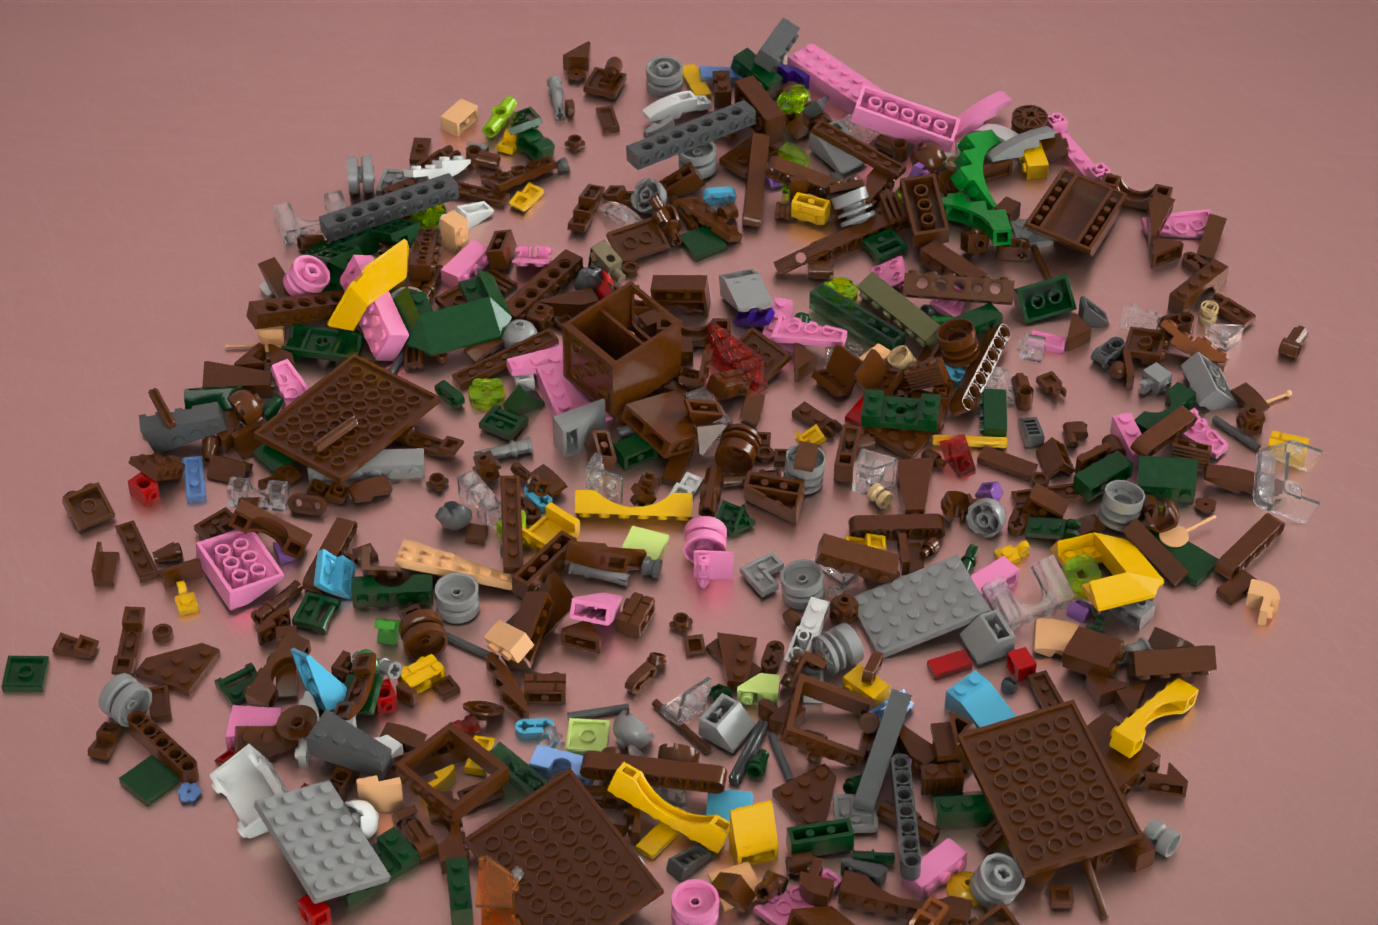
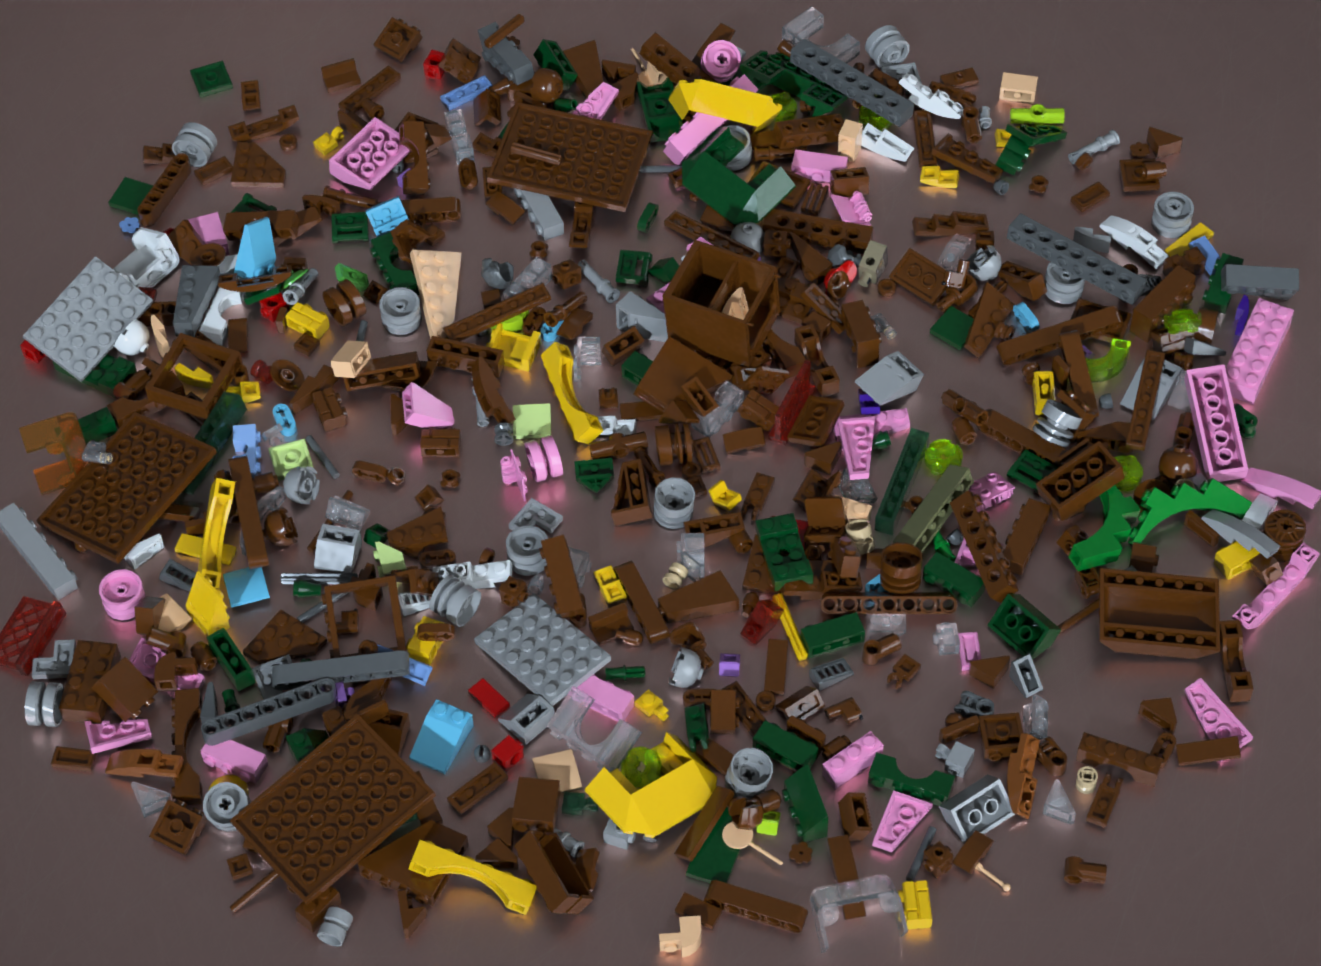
camera: 70 degrees right, 10 degrees up
(479, 387) = (662, 235): clear neon green plate -> none
(642, 495) = (587, 396): reddish brown tile -> none
(806, 456) = (668, 493): reddish brown slope -> none
(918, 170) = (1147, 462): medium lavender tile -> none
(1157, 214) = (1201, 688): reddish brown slope -> none
(1164, 432) = (862, 780): reddish brown beam -> none

